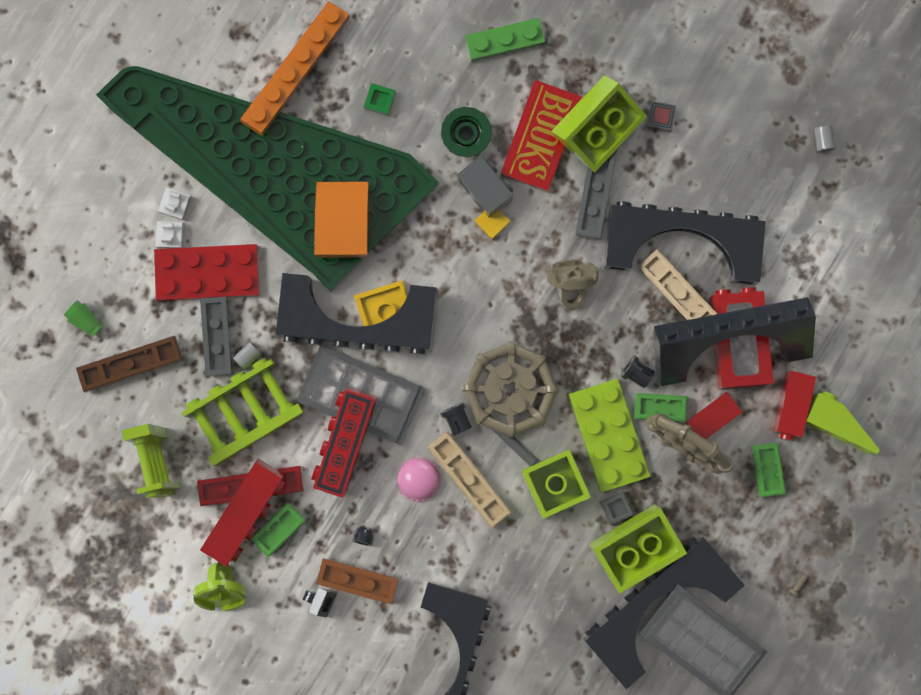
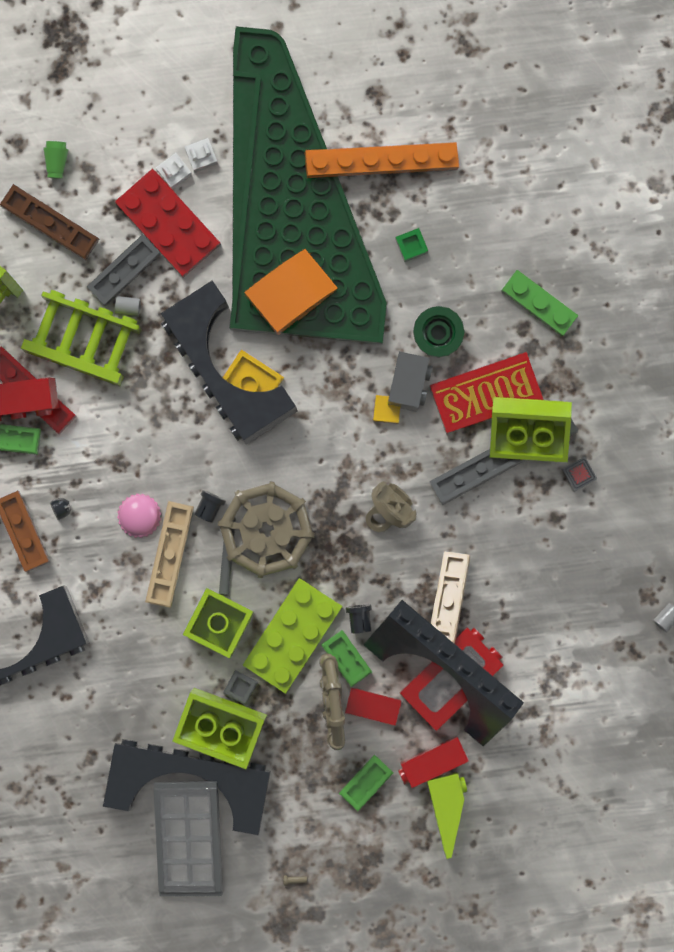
camera: 55 degrees right, 0 degrees up
(336, 371) = (168, 417): clear piece -> none
(345, 441) = (120, 434): red brick -> none
(736, 238) = (529, 610): black arch -> none

